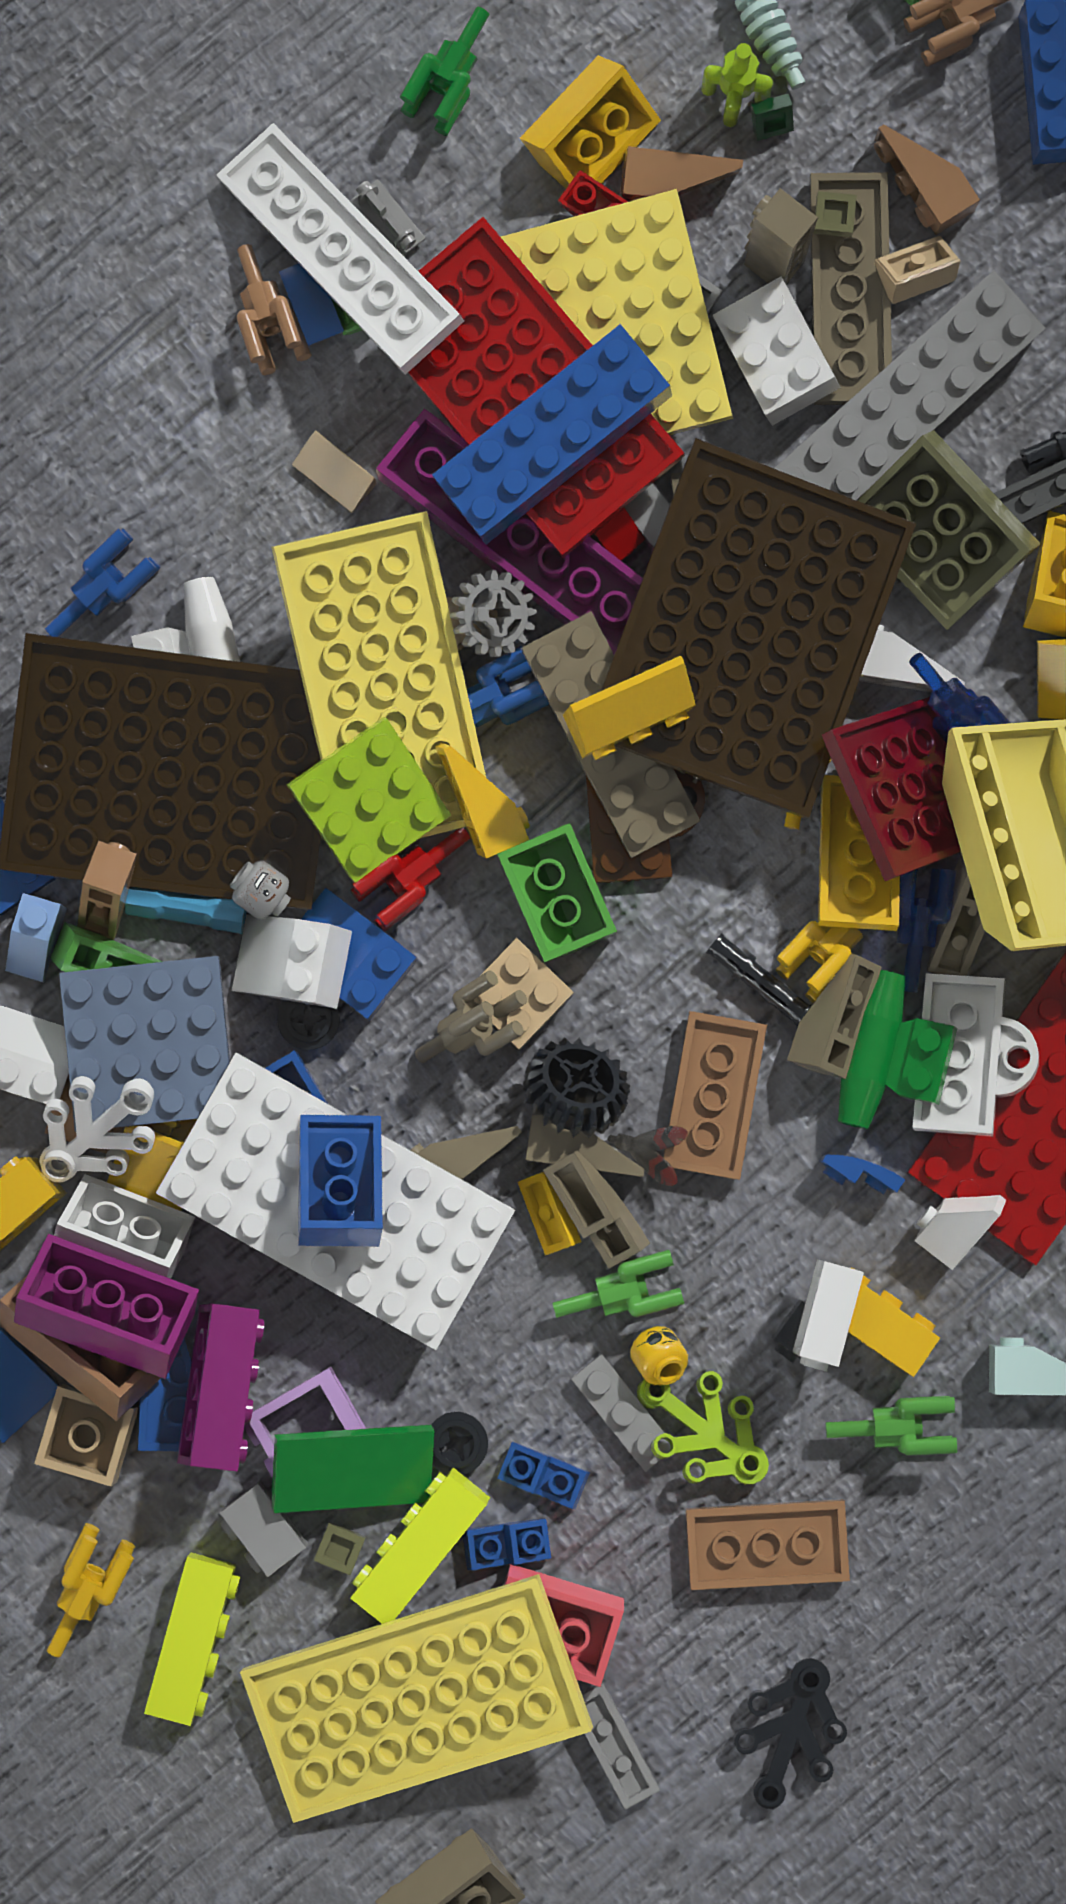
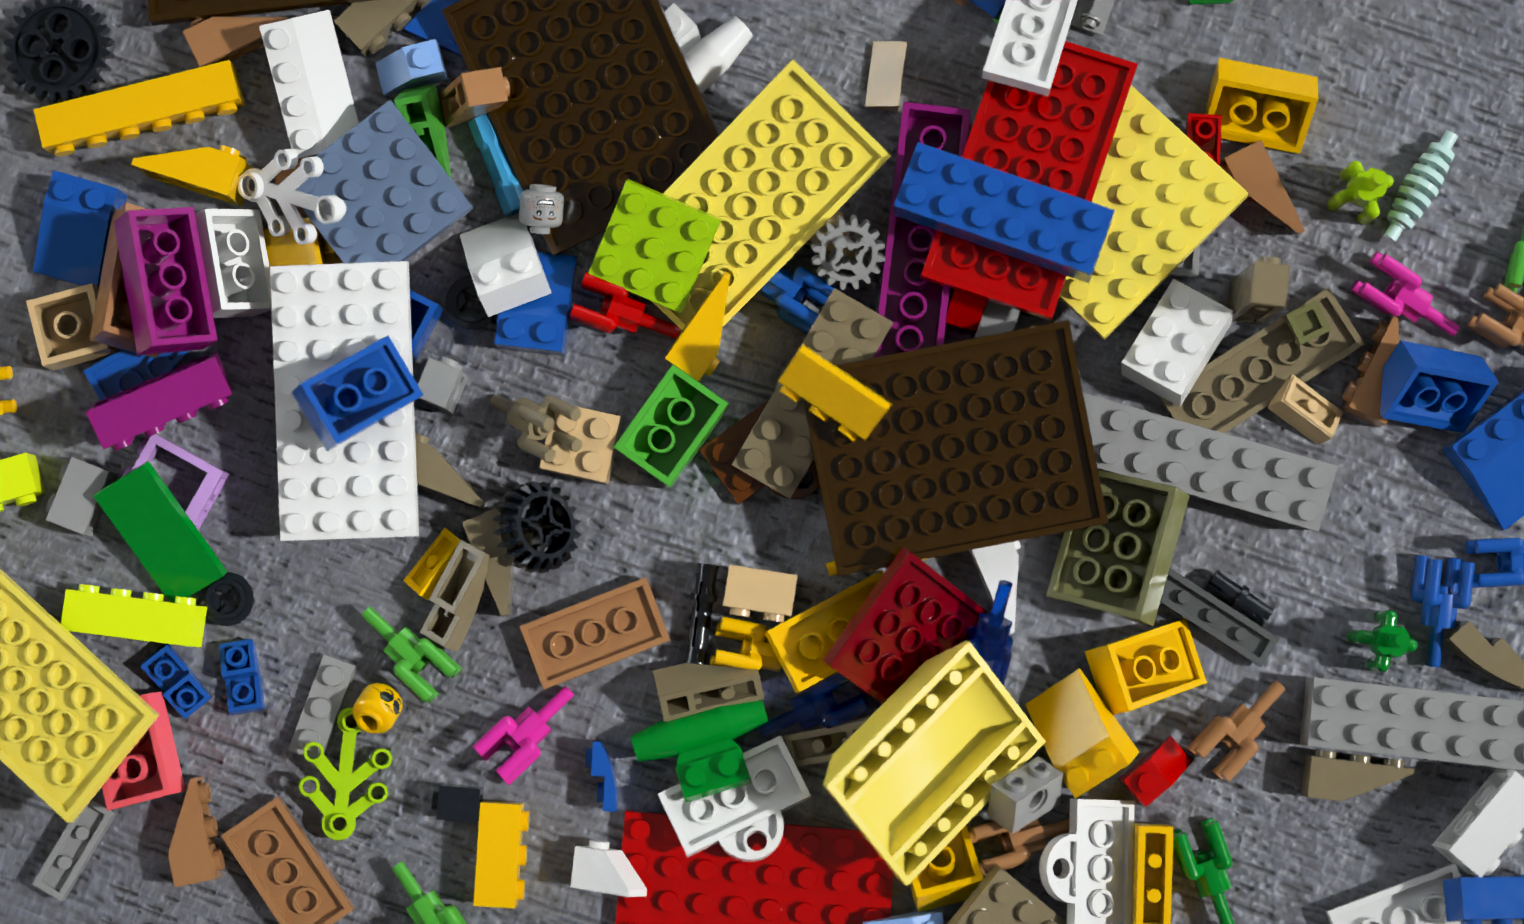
camera: 65 degrees right, 0 degrees up
(339, 1548) = (99, 560): olive plate -> none
(374, 1094) = (442, 383): none -> light grey brick
(644, 1149) = (524, 605): clear smoke piece -> none
(688, 1626) = (193, 845): none -> medium nougat slope
(772, 117) = (1353, 233): dark green plate -> none
(772, 1228) = (521, 736): none -> dark pink plant
(774, 905) = (759, 592): none -> tan brick
(827, 1315) = (476, 812): white window -> none
(861, 107) = (1402, 295): none -> dark pink plant
(971, 130) = (1434, 386): none -> blue slope

